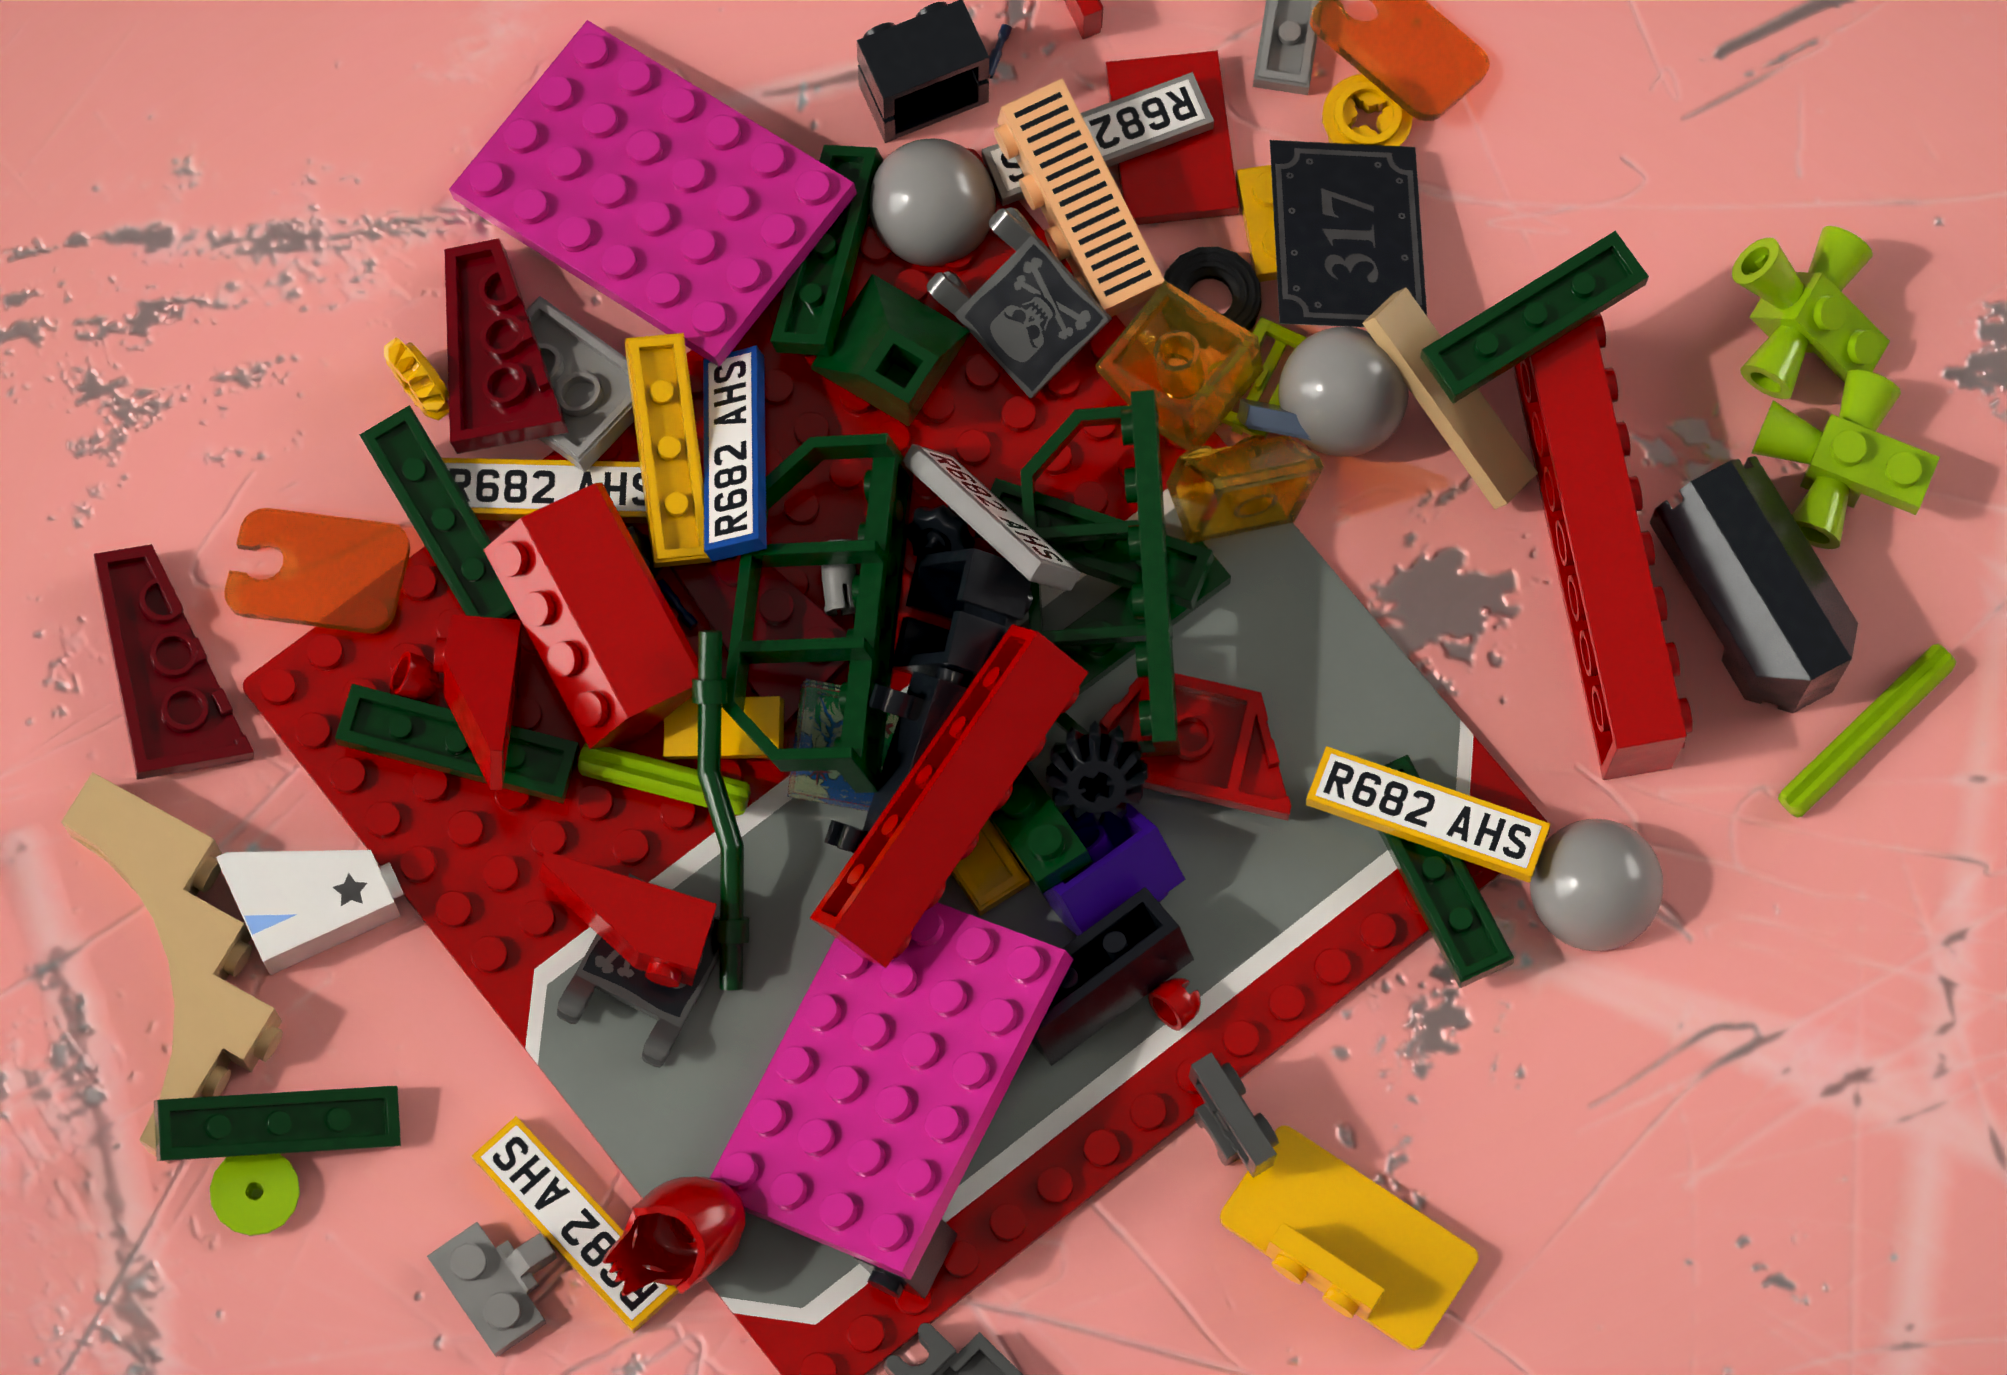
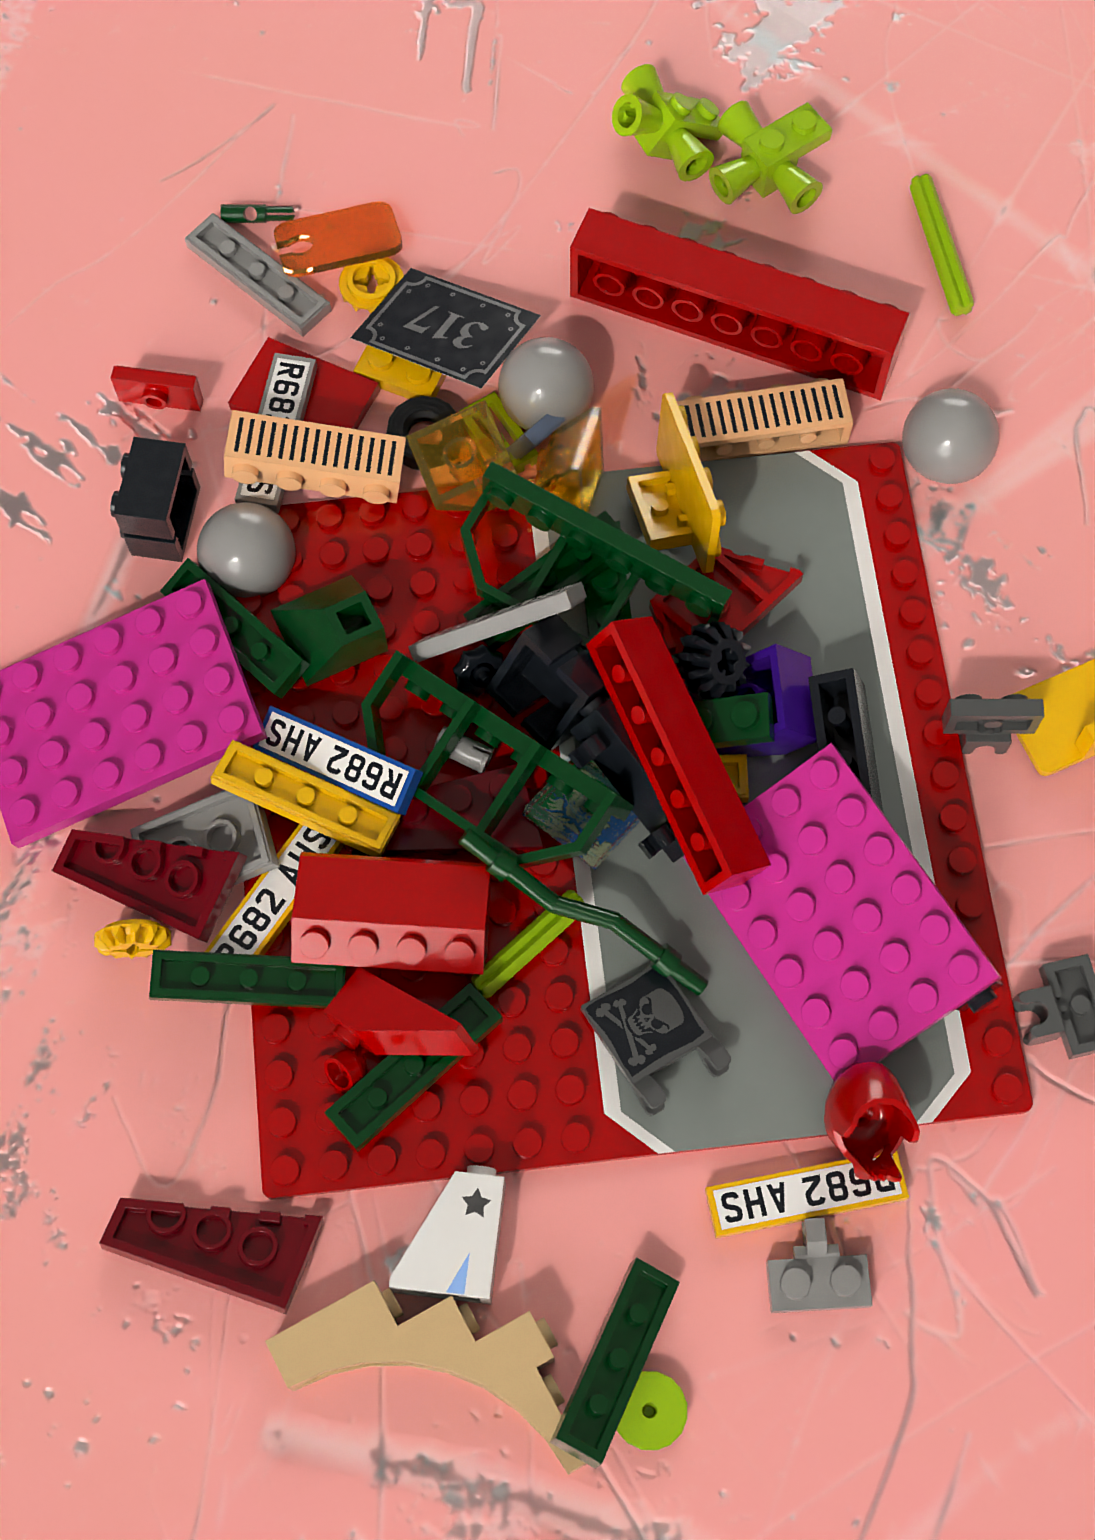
camera: 55 degrees left, 5 degrees down
(331, 574) = (228, 1085): clear orange piece -> none
(642, 921) = (624, 1016): red slope -> none
(682, 729) = (507, 902): yellow tile -> none
(1028, 311) = (366, 530): flag -> none
(1174, 1003) = (886, 714): red hinge -> none
(1284, 610) = (679, 502): none -> yellow bracket
(1428, 814) = (854, 494): tile -> none
(1449, 904) = (889, 517): dark green tile -> none
(1468, 424) = (592, 329): tan tile -> none
(1469, 658) = (770, 419): none -> light nougat brick
(1534, 317) = (587, 237): dark green plate -> none
(1759, 586) = (830, 236): black brick -> none

